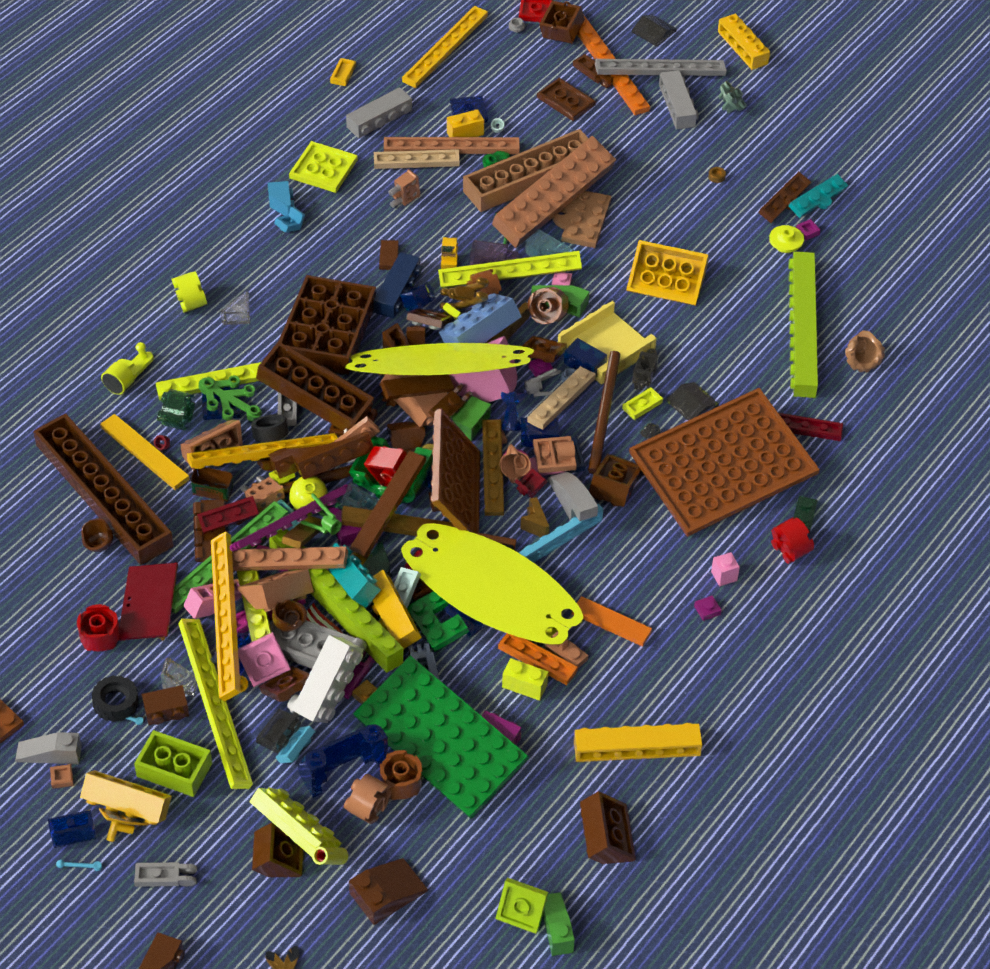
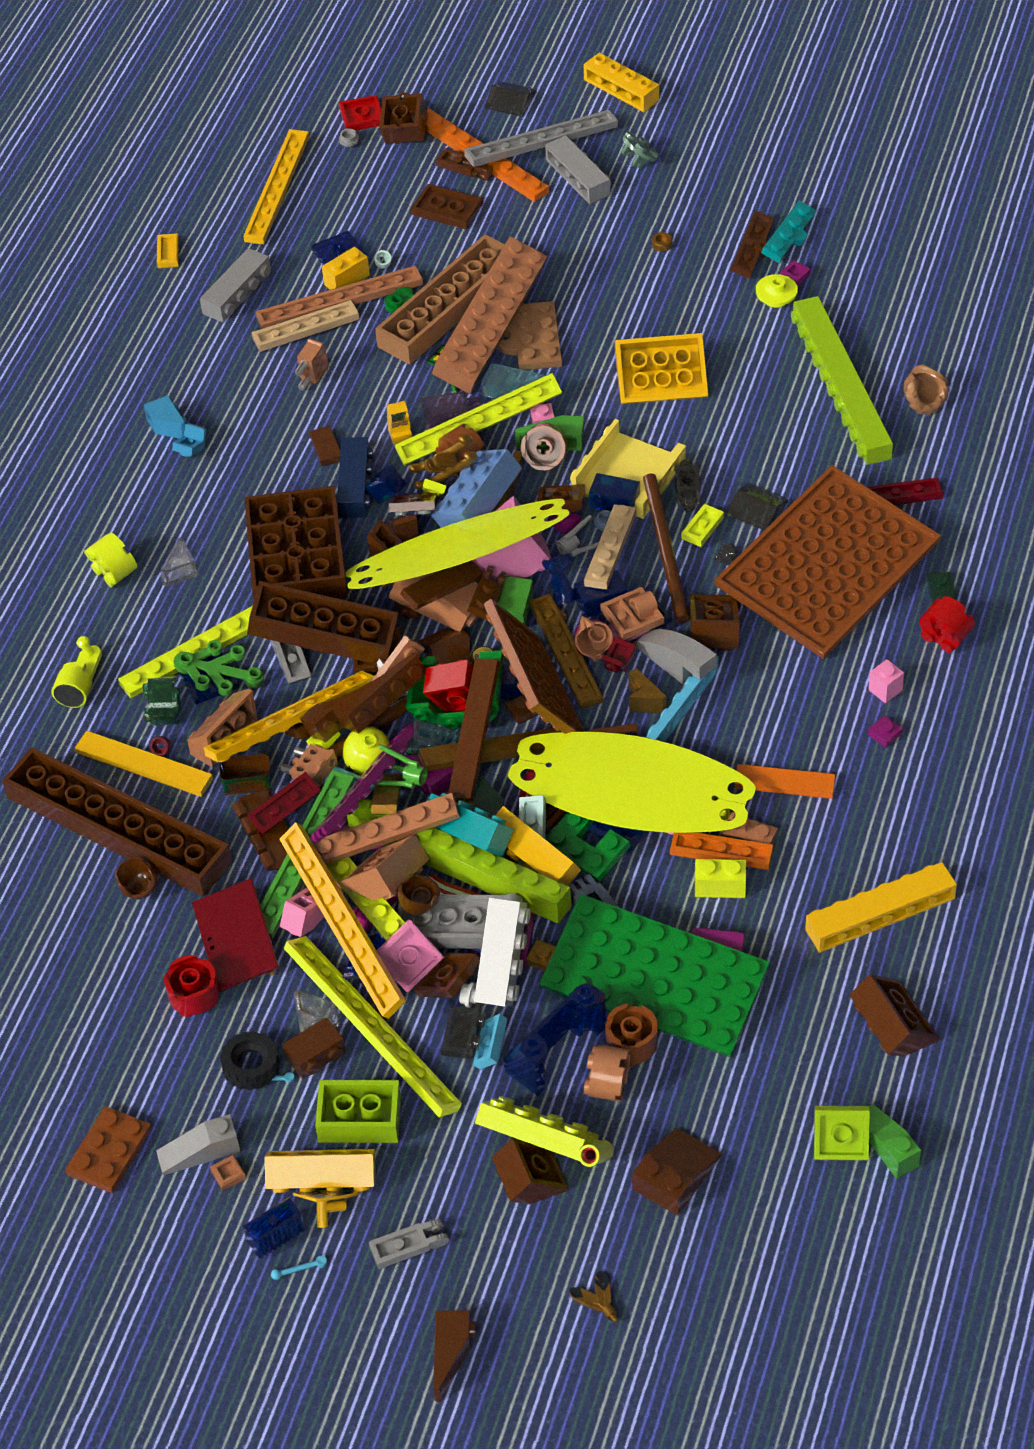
camera: 15 degrees left, 0 degrees up
(269, 428) = (284, 688): black tyre -> none
(323, 166) = (198, 367): neon yellow plate -> none

